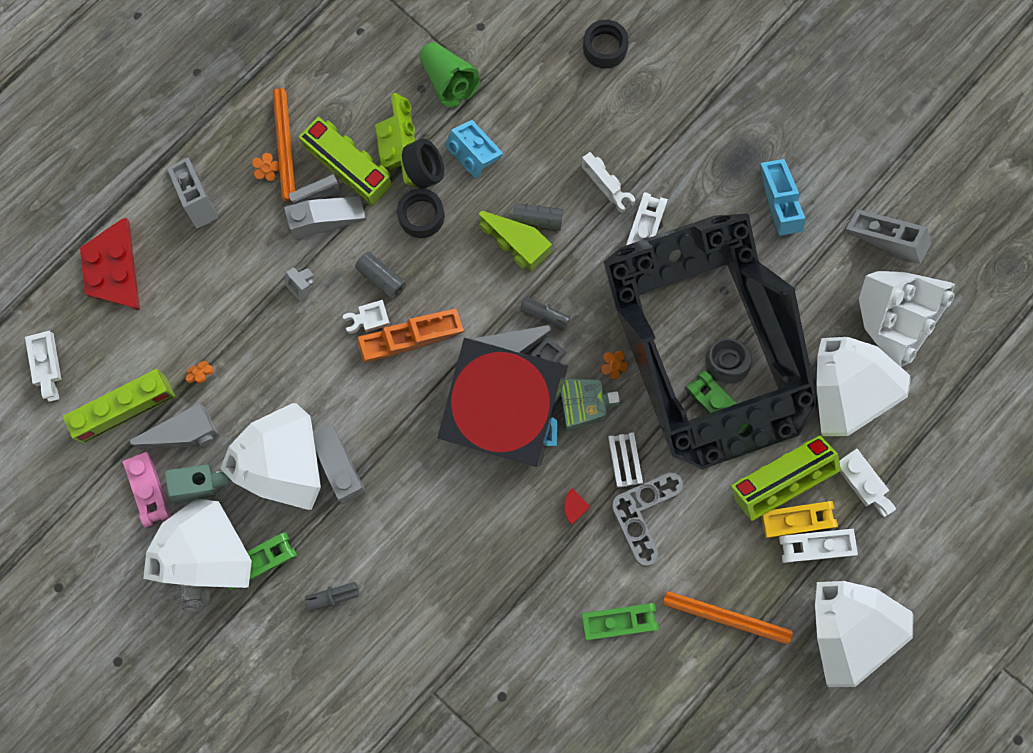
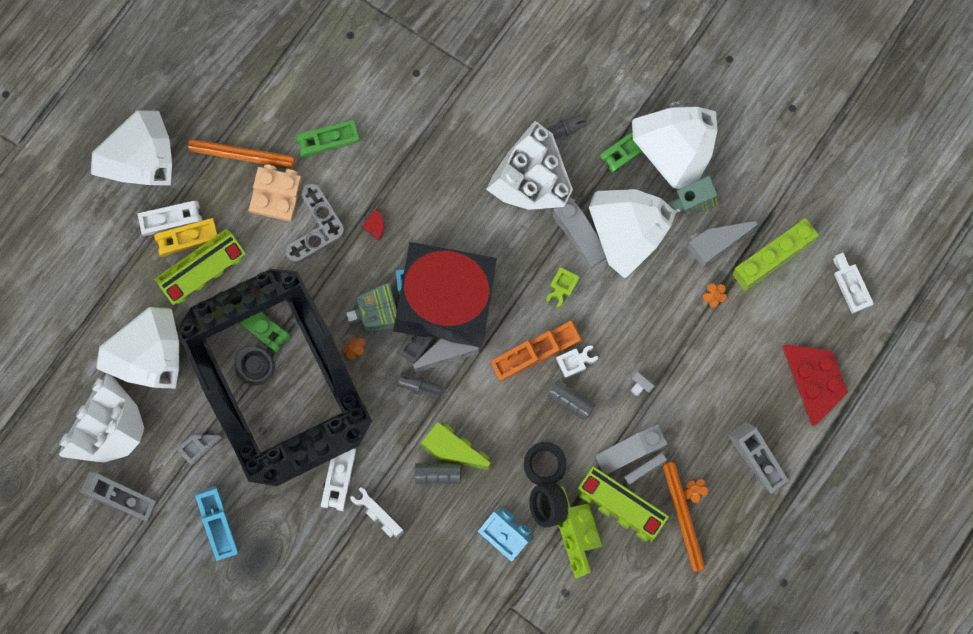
camera: 170 degrees right, 0 degrees up
(146, 488) = (737, 193): bright pink plate -> none
(366, 405) = (563, 284): none -> lime plate
(379, 540) = (532, 173): none -> white brick
(449, 74) = (541, 602): bright green cone -> none
(622, 438) = (331, 251): white tile -> none
(689, 560) = (275, 193): none -> light nougat plate
(802, 278) = (197, 446): none -> light grey tile
(865, 482) = (132, 277): white plate -> none

